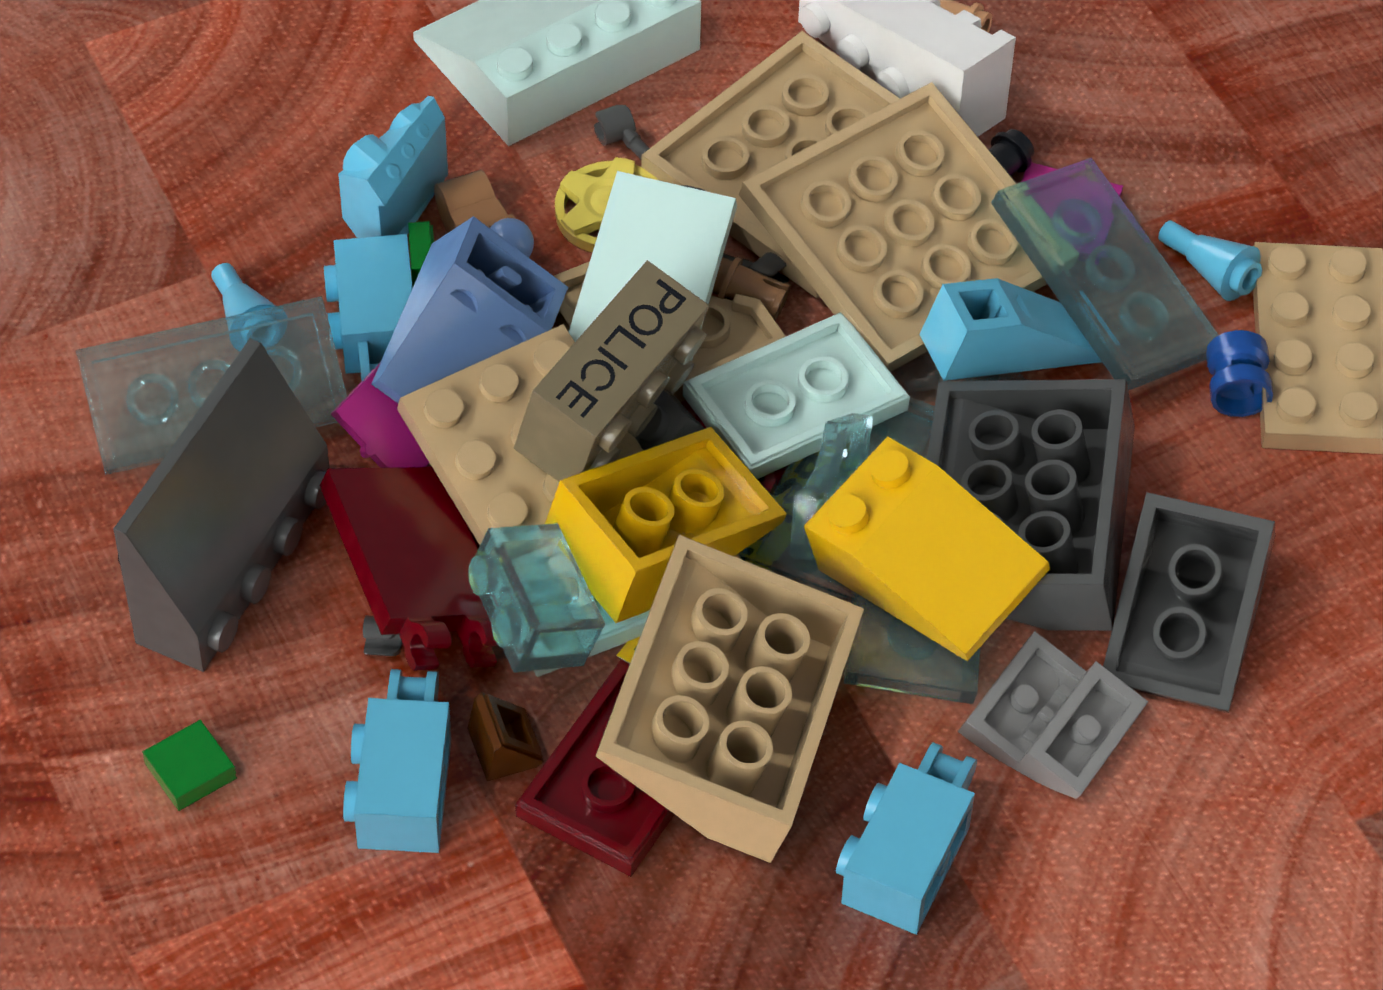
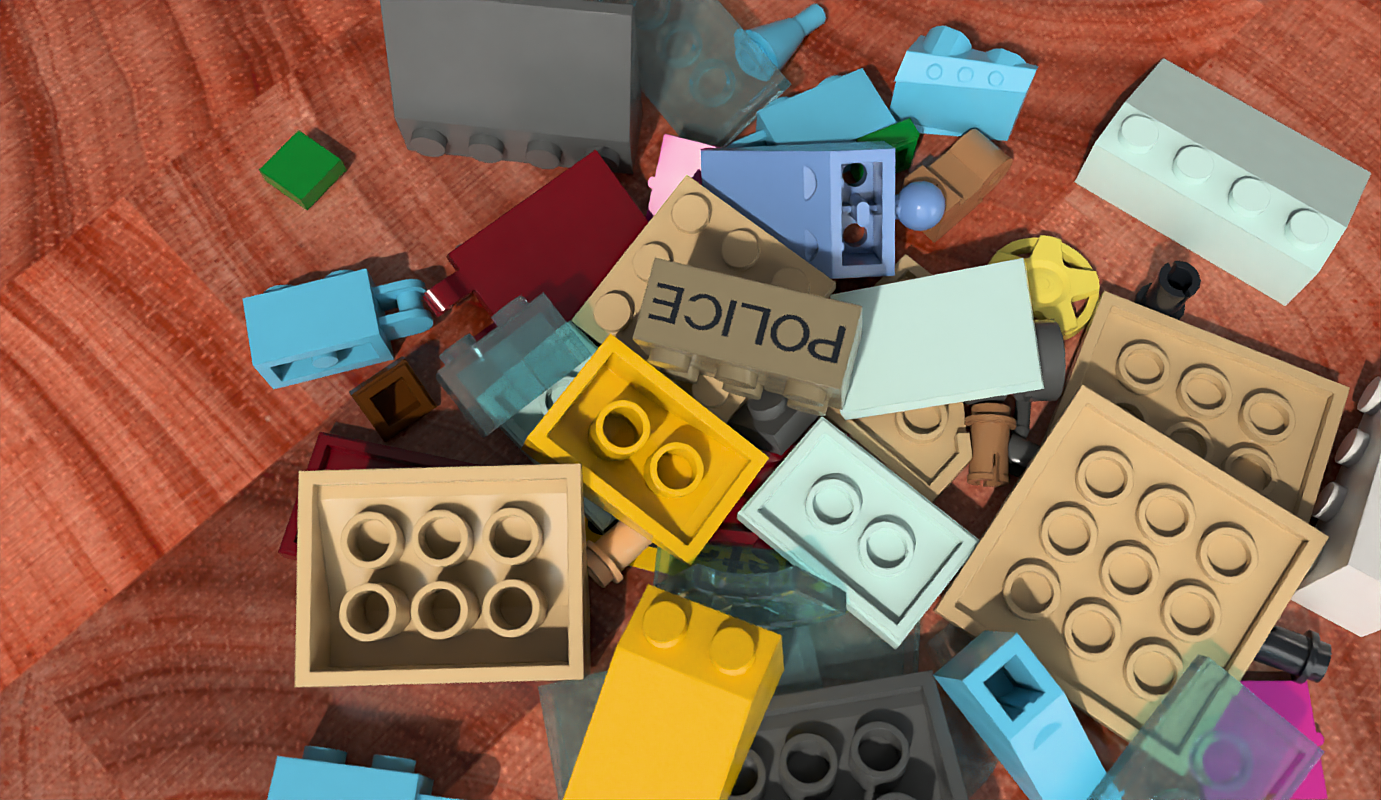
camera: 75 degrees right, 15 degrees up
(618, 124) = (1138, 260): dark grey hand -> none
(664, 108) = (1170, 289): none -> black pin

